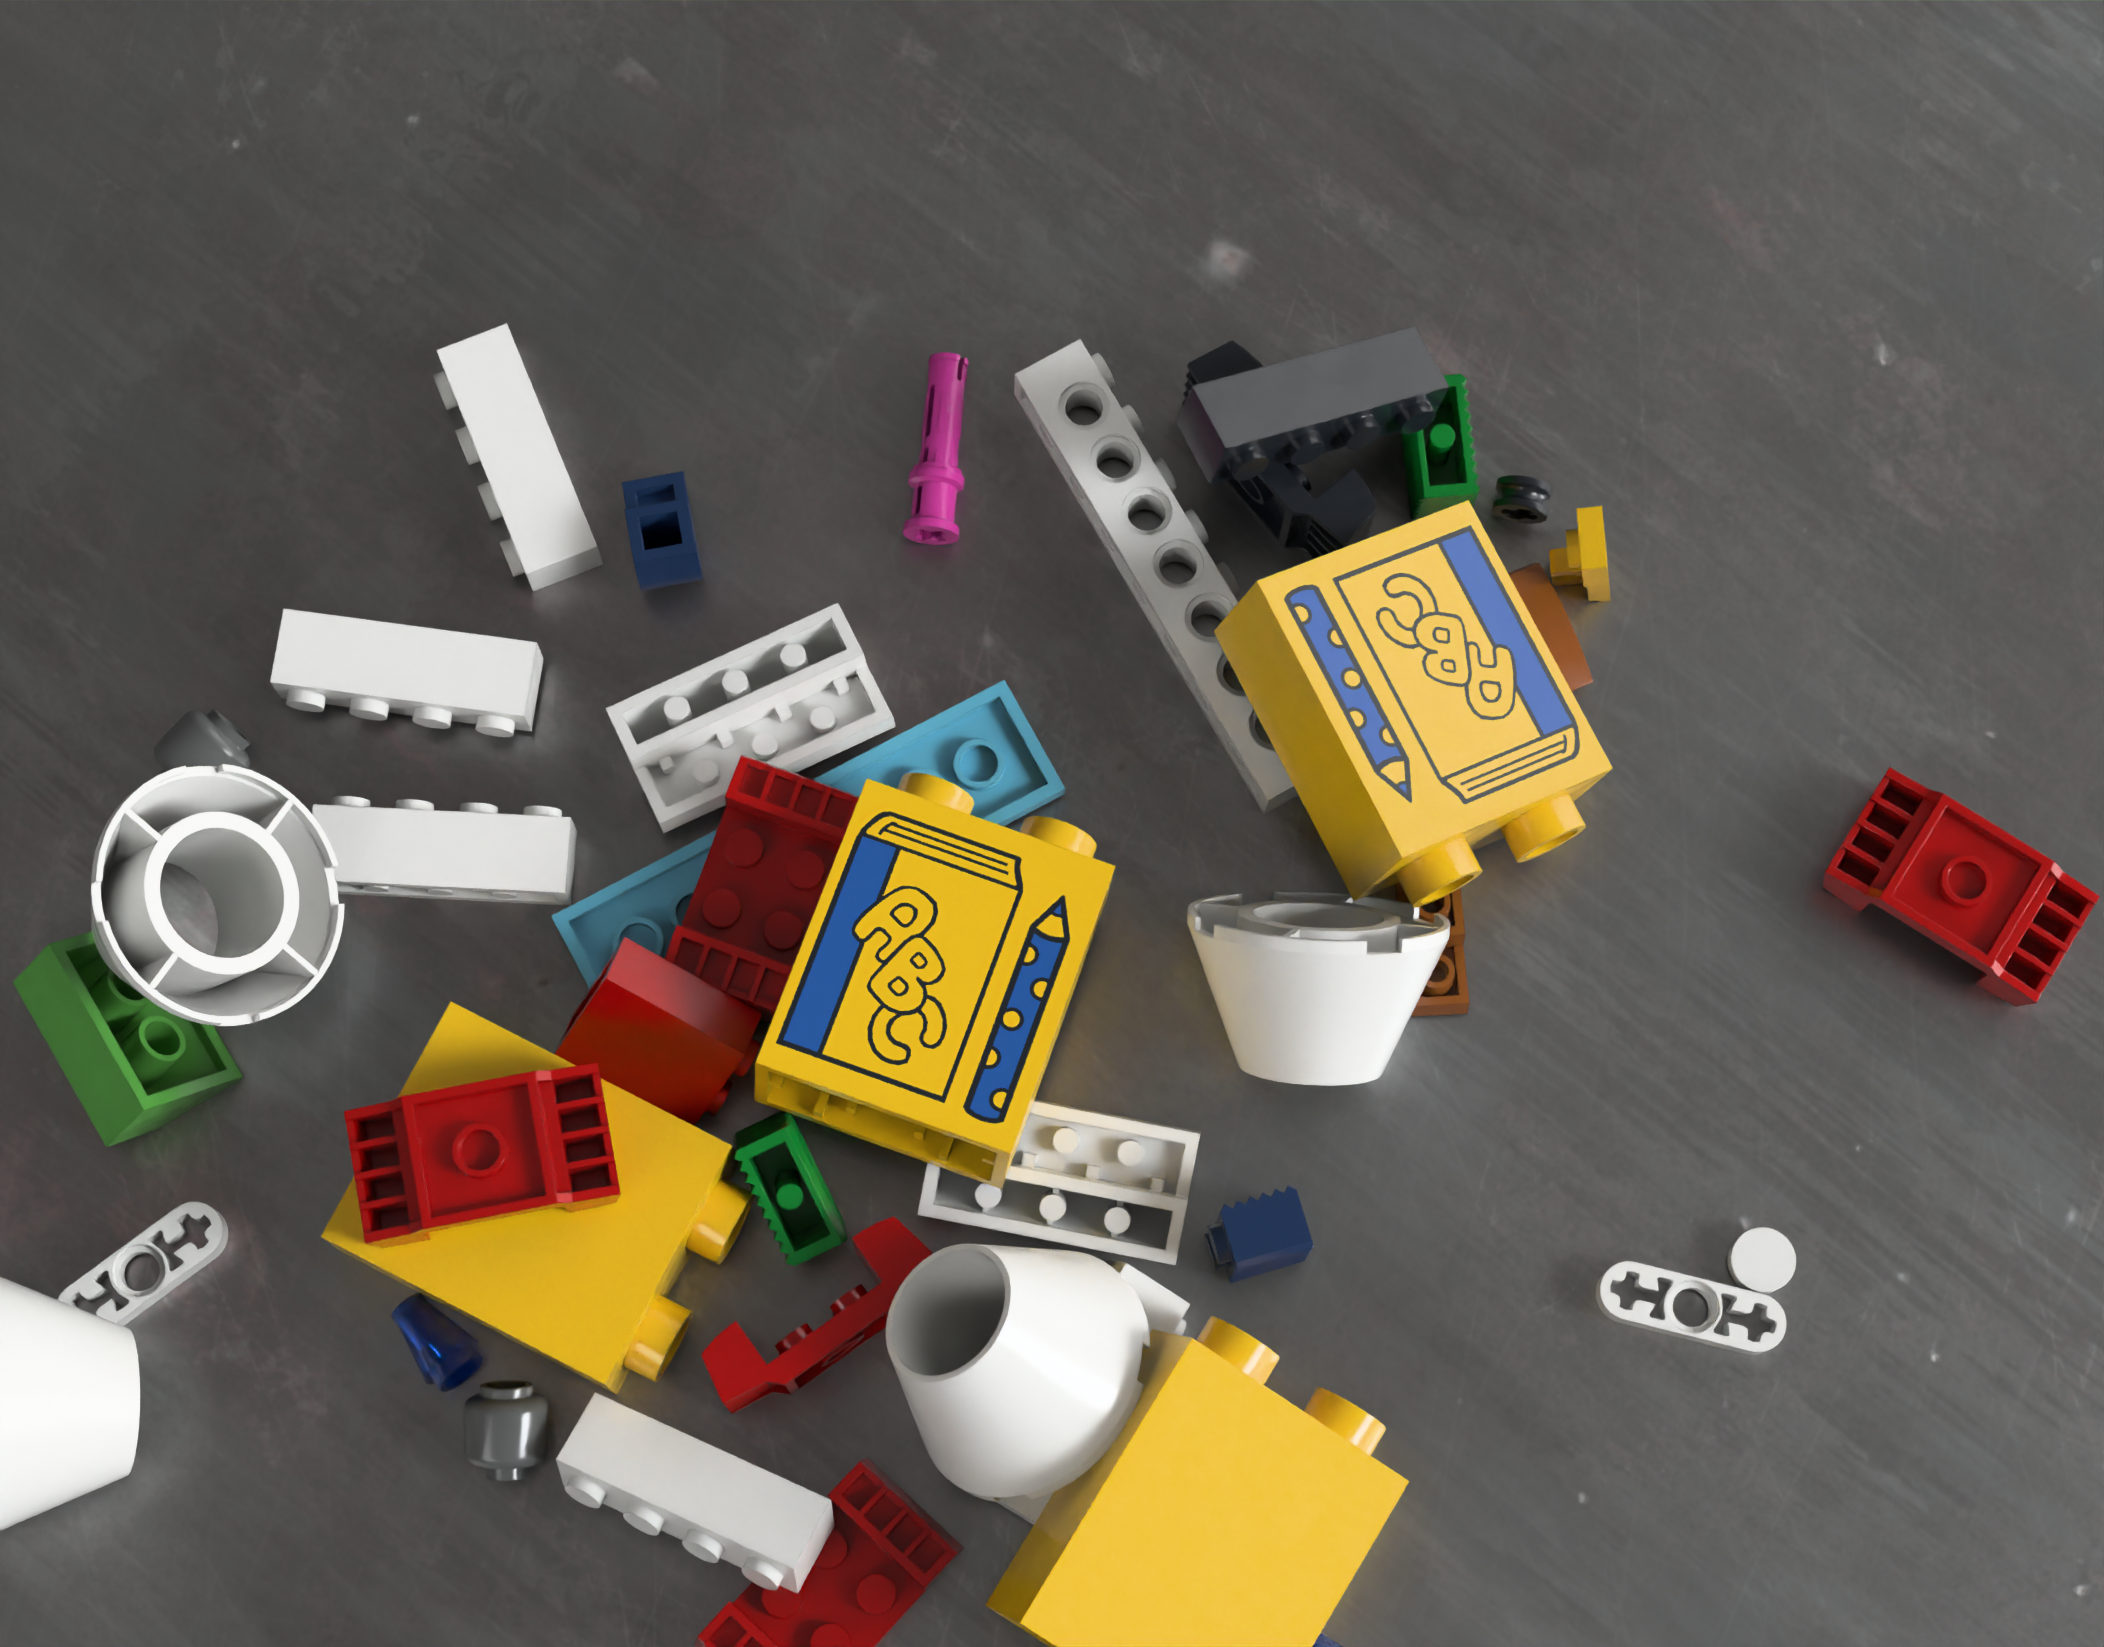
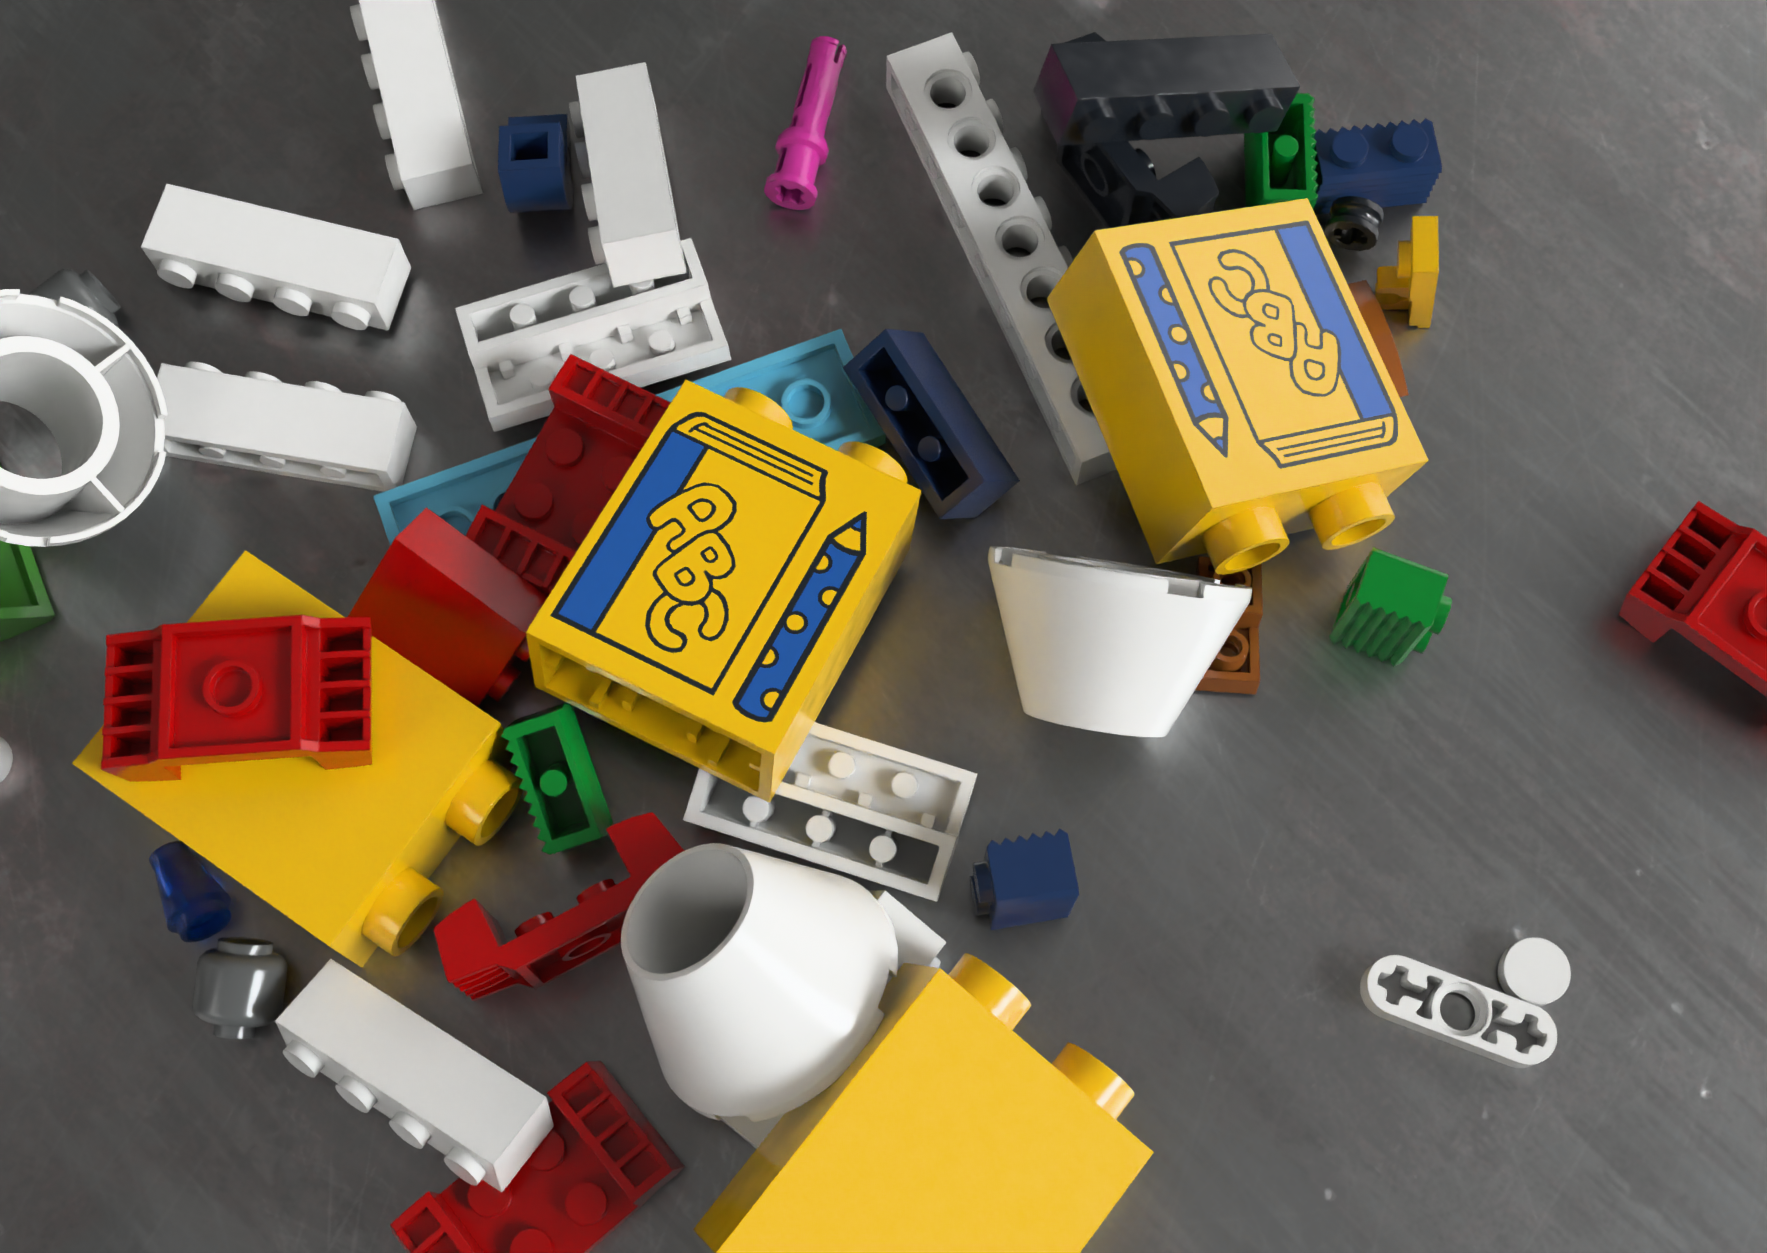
camera: 10 degrees right, 5 degrees down
(764, 541) = (628, 176): none -> white brick
(1110, 774) = (930, 424): none -> dark blue brick
(1537, 436) = (1377, 163): none -> dark blue brick
(1591, 916) = (1391, 607): none -> green brick

